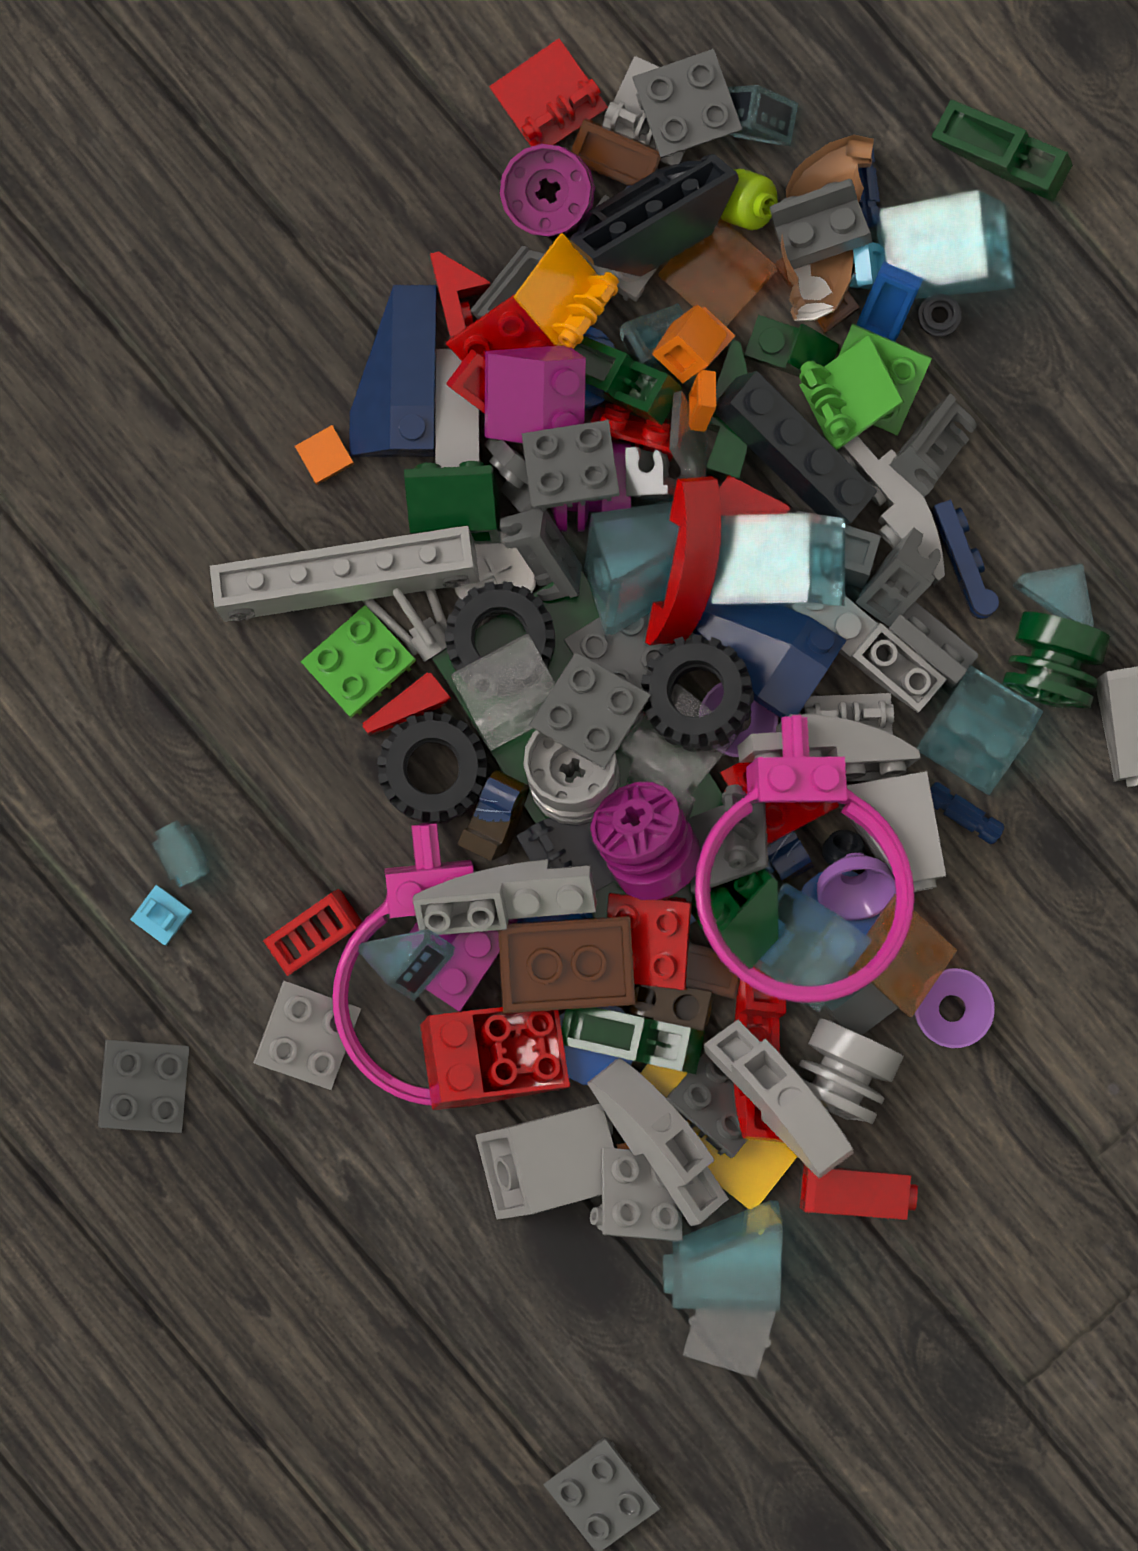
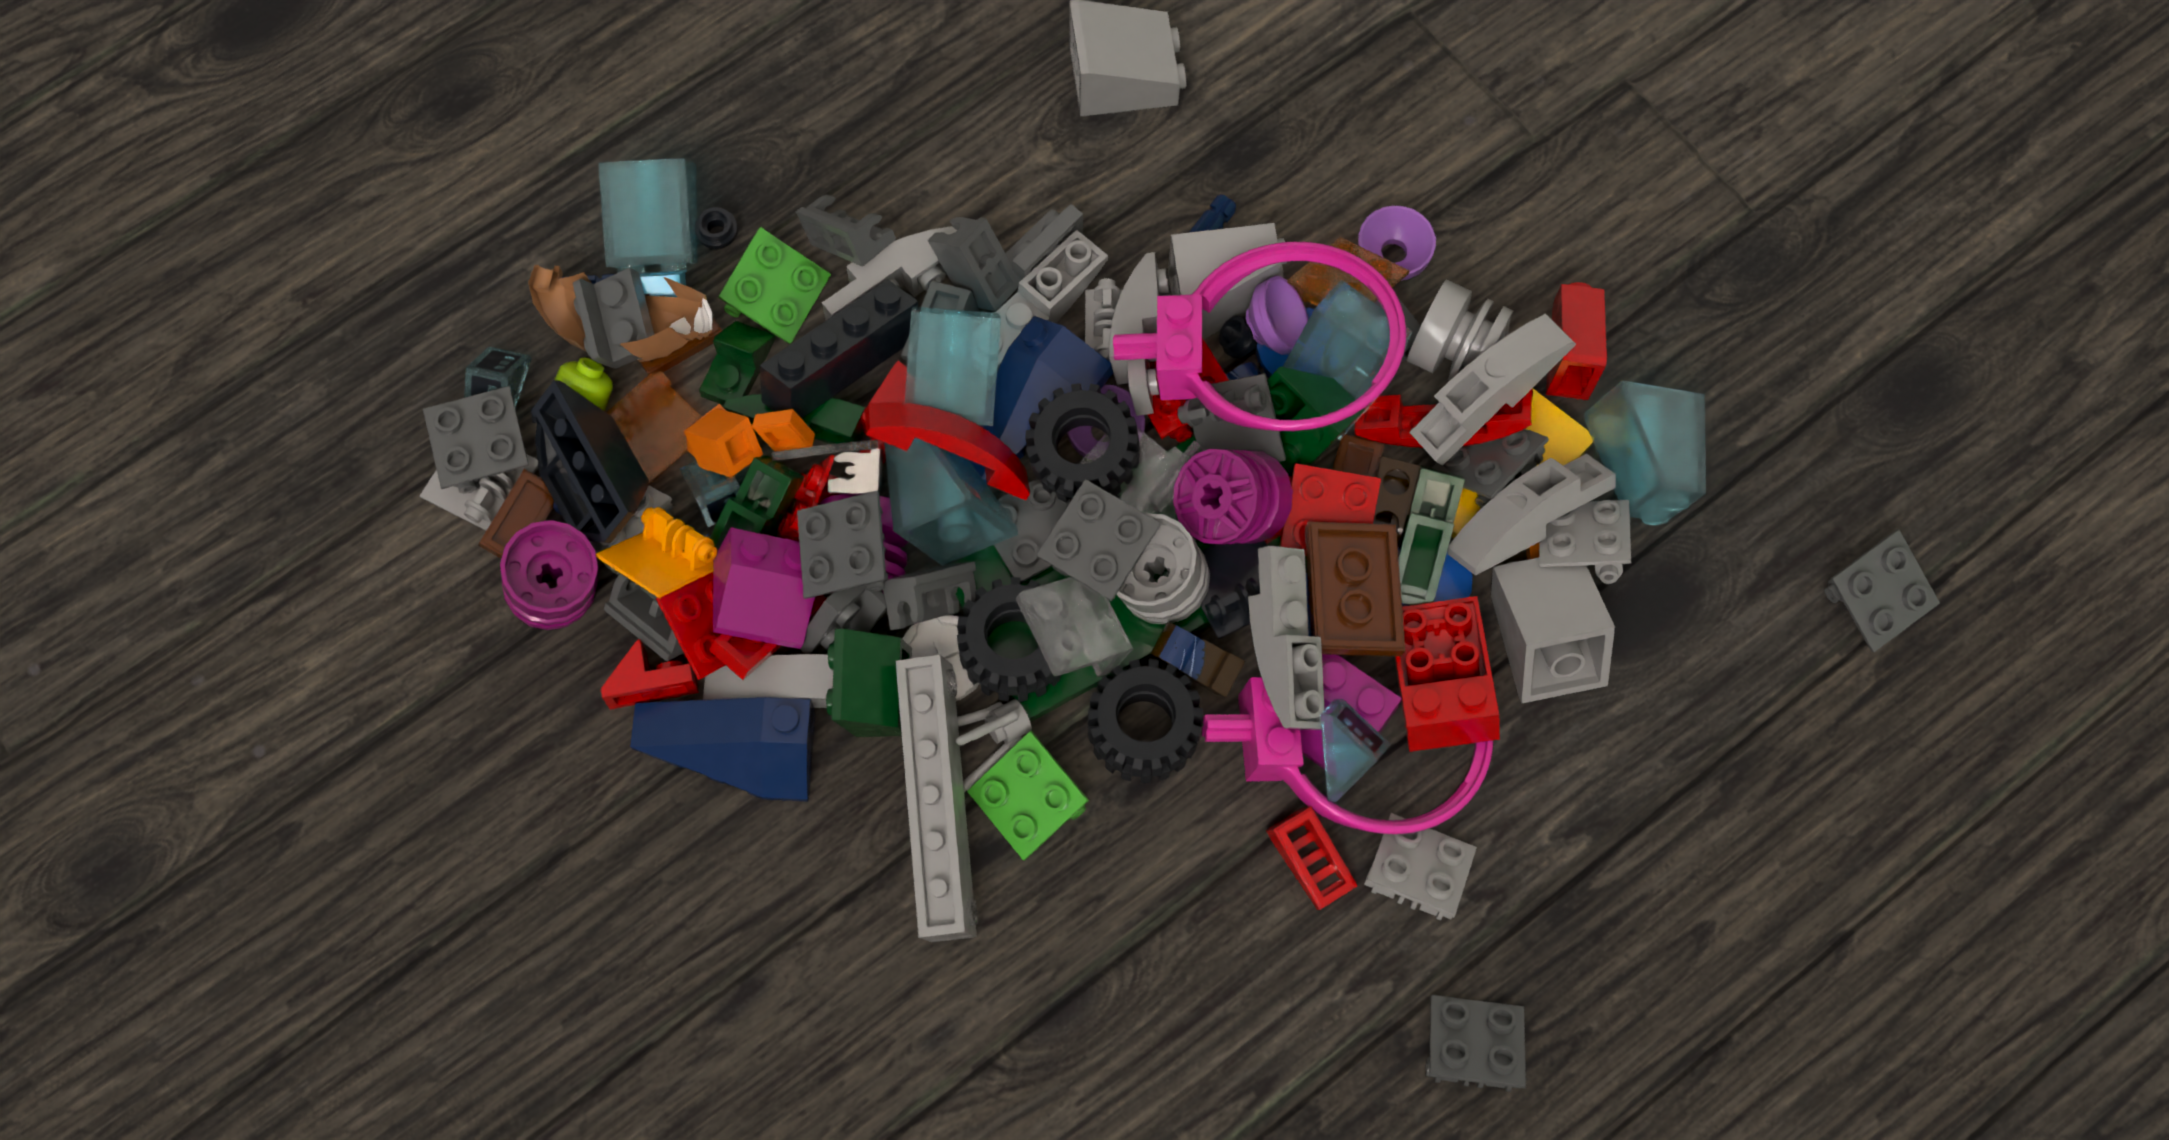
camera: 90 degrees left, 15 degrees down
(161, 915) = (1290, 1018): medium azure tile -> none
(180, 853) = (1226, 991): clear light blue brick -> none
(324, 455) = (805, 825): orange tile -> none
(420, 697) = (1071, 737): red slope -> none
(548, 96) = (450, 581): red hinge -> none
(730, 1338) = (1727, 470): clear piece -> none
(849, 392) = (786, 296): bright green hinge -> none
(889, 301) = (698, 260): blue tile -> none
(964, 561) = (994, 205): dark blue plate -> none
(979, 730) = (1128, 207): clear light blue slope -> none
(1003, 149) = (559, 162): dark green slope -> none
(1056, 660) = (1065, 132): dark green wheel -> none
(1059, 591) = (1000, 130): clear light blue slope -> none

